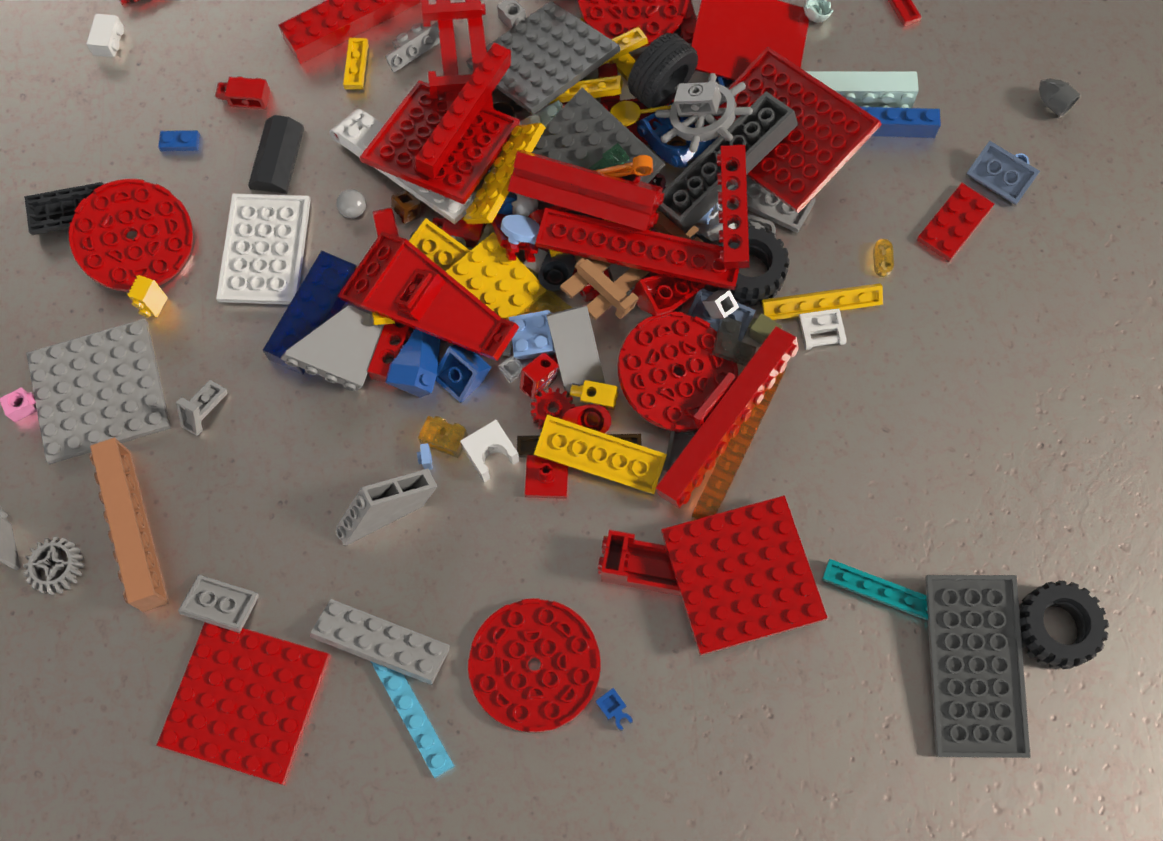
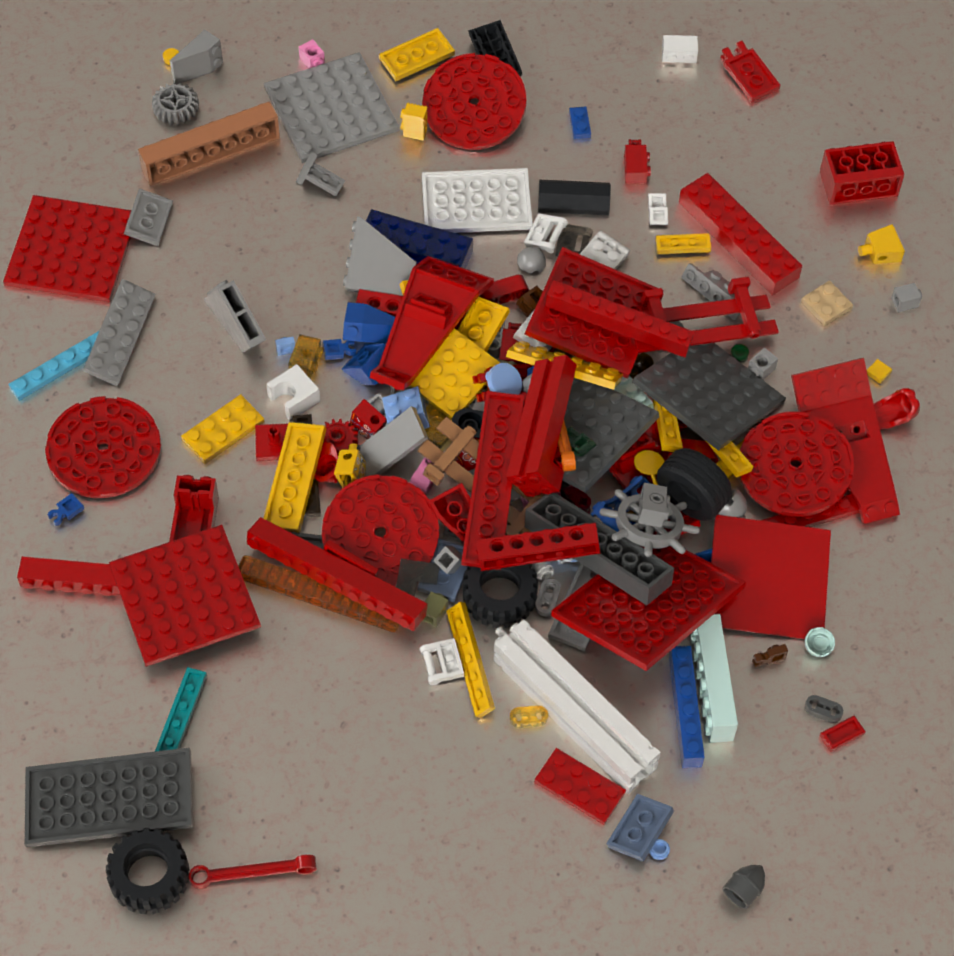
camera: 80 degrees right, 10 degrees down
(45, 292) = (416, 54): none -> yellow plate
(309, 83) = (657, 209): none -> white slope
(317, 189) = (541, 229): none -> white plate
(333, 166) = (569, 238): none -> clear smoke plate
(437, 404) = (336, 349): none -> blue plate
(492, 32) = (740, 352): none -> dark green tile
(523, 531) = (222, 429): none -> yellow plate
(609, 327) = (419, 479): none -> bright pink piece
(703, 708) = (67, 576): none -> red brick
(827, 46) = (773, 654): none -> reddish brown plate
(877, 16) = (824, 708): none -> dark grey beam
(880, 211) = (575, 705): none -> white brick
(1044, 475) = (301, 864): none -> red piece

